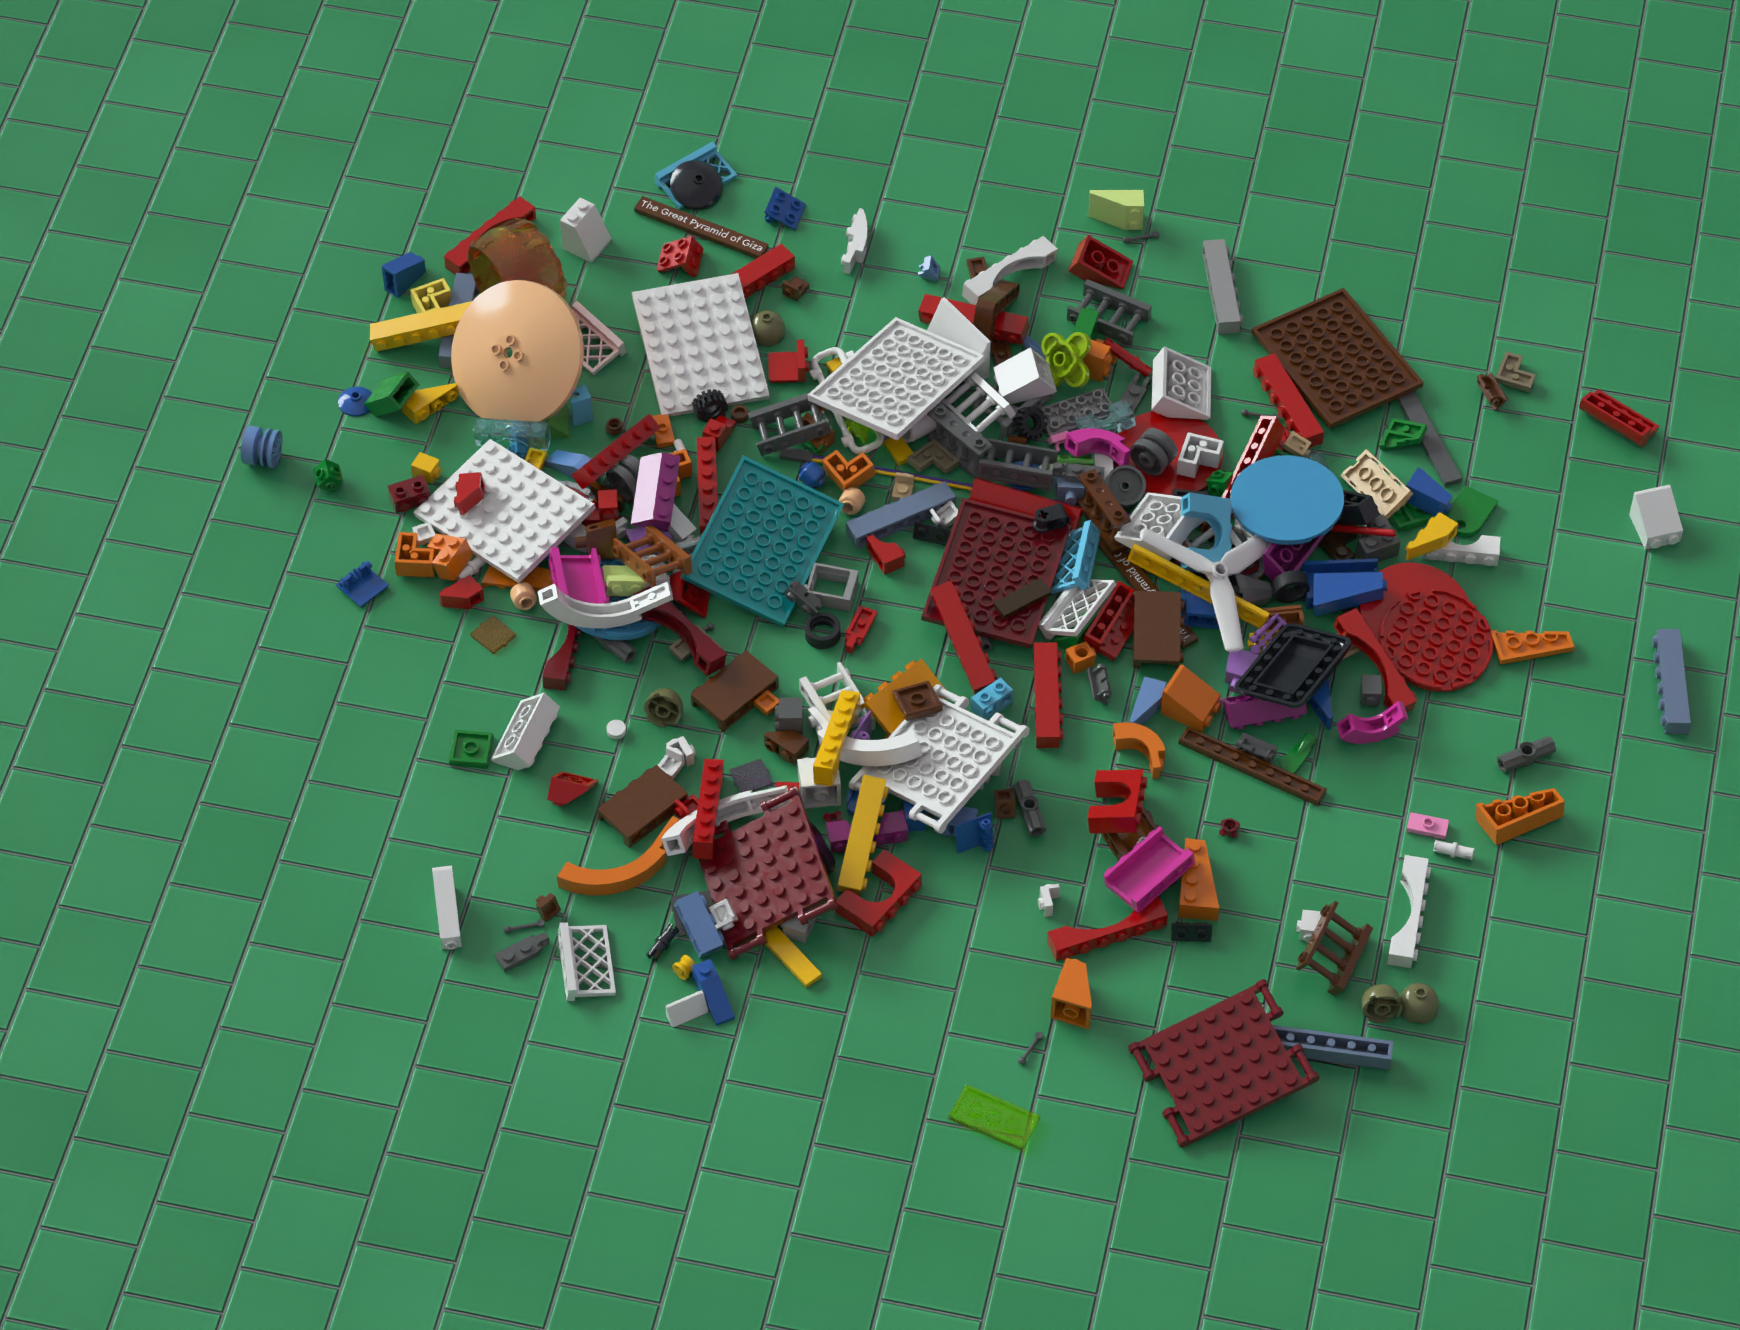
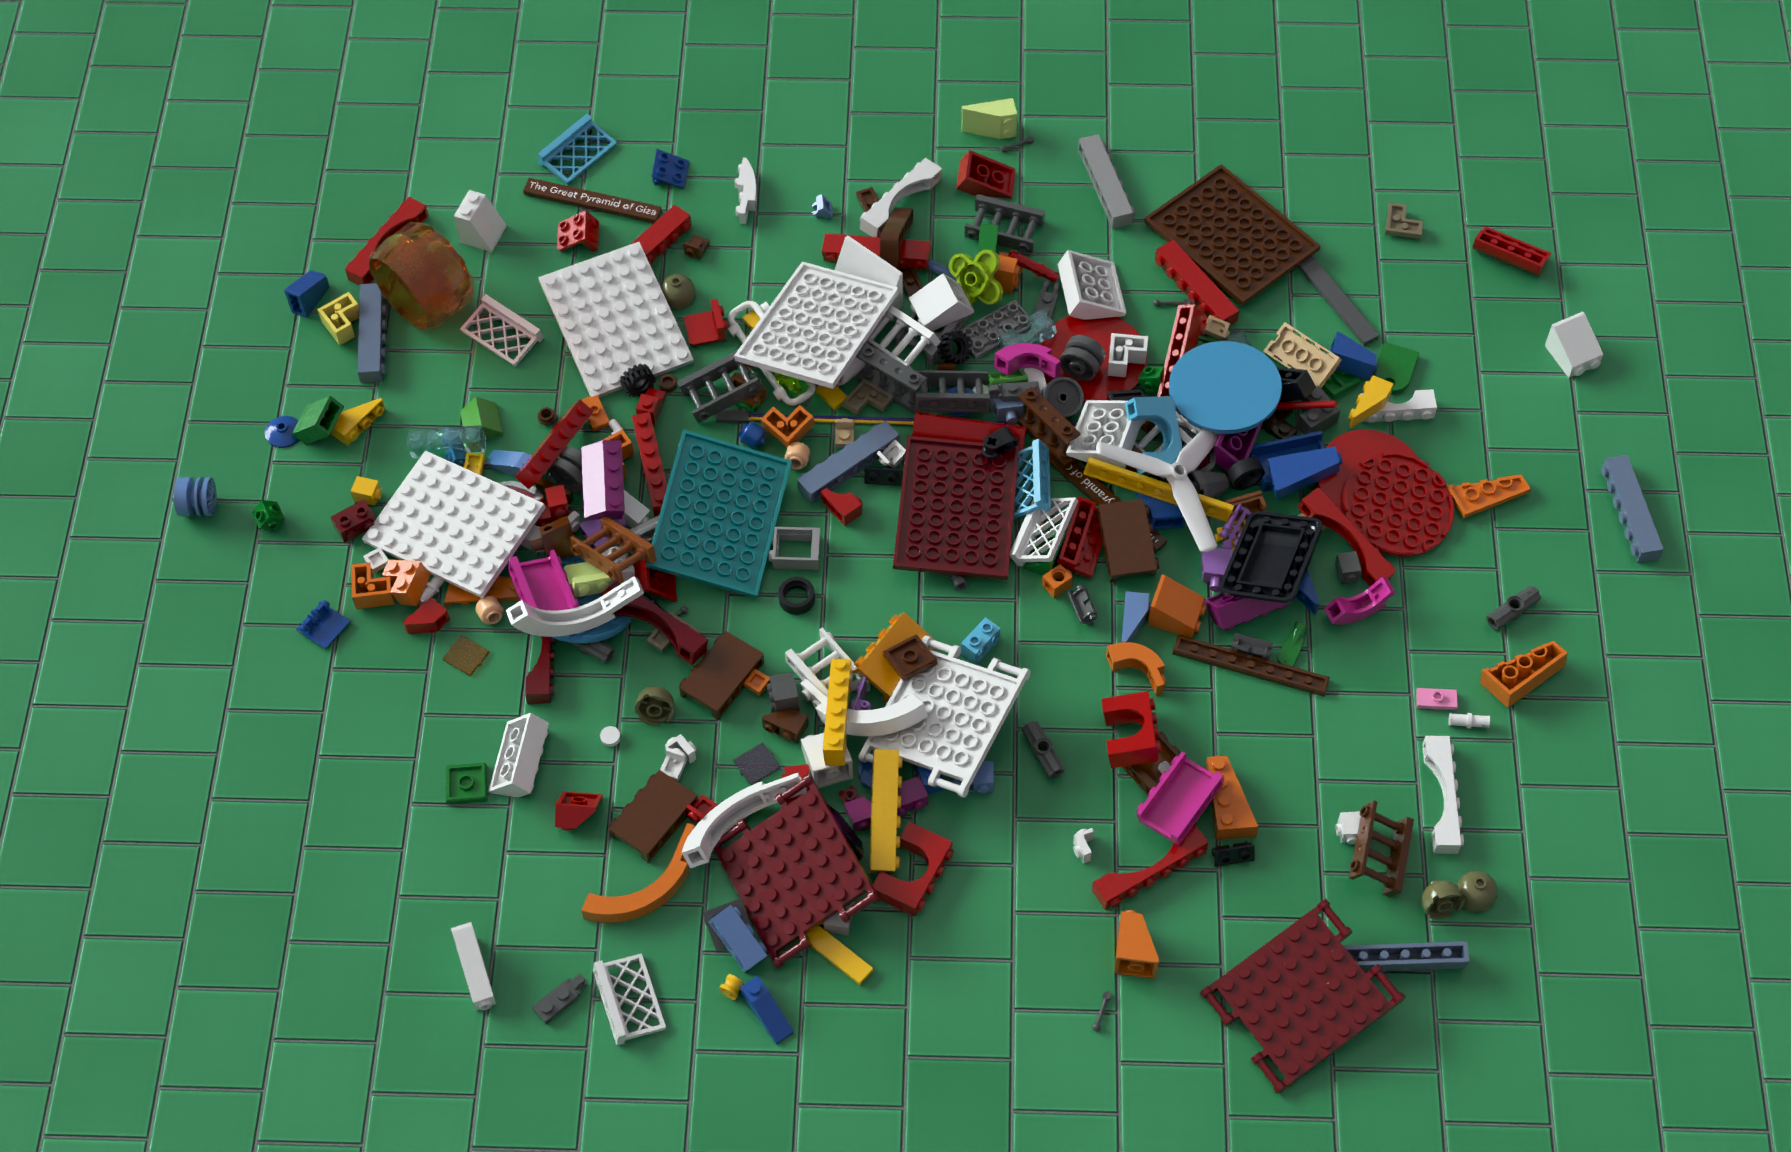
camera: 10 degrees left, 5 degrees up
(416, 327) = (338, 344): yellow brick -> none
(469, 491) = (415, 510): red slope -> none
(540, 923) = (572, 963): dark grey hinge -> none
(544, 356) = (464, 352): light nougat dish -> none
(547, 906) = (577, 944): reddish brown tile -> none
(581, 406) = (510, 402): medium azure hinge -> none
(662, 942) = (703, 963): black pin -> none
(686, 1009) = (743, 1033): white slope -> none
(694, 193) = (579, 167): black dish -> none
(707, 809) = (722, 810): red arch -> none
(723, 914) = (761, 923): white bracket -> none
(808, 603) = (764, 563): dark grey hinge -> none
(859, 628) = (832, 586): red hinge -> none
(962, 636) = (939, 581): red brick -> none
(975, 833) = (996, 787): blue hinge -> none
(994, 1117) = (1082, 1096): clear neon green tile -> none
(1004, 803) = (1017, 748): reddish brown bracket -> none
(1022, 598) = (988, 530): dark brown tile -> none
(1047, 695) = (1033, 626): red brick -> none
(1057, 439) = (984, 359): bright pink tile -> none
(1229, 823) = (1244, 730): dark red plate -> none
(1402, 433) = (1313, 300): green wing -> none
(1491, 390) = (1385, 243): reddish brown hinge -> none

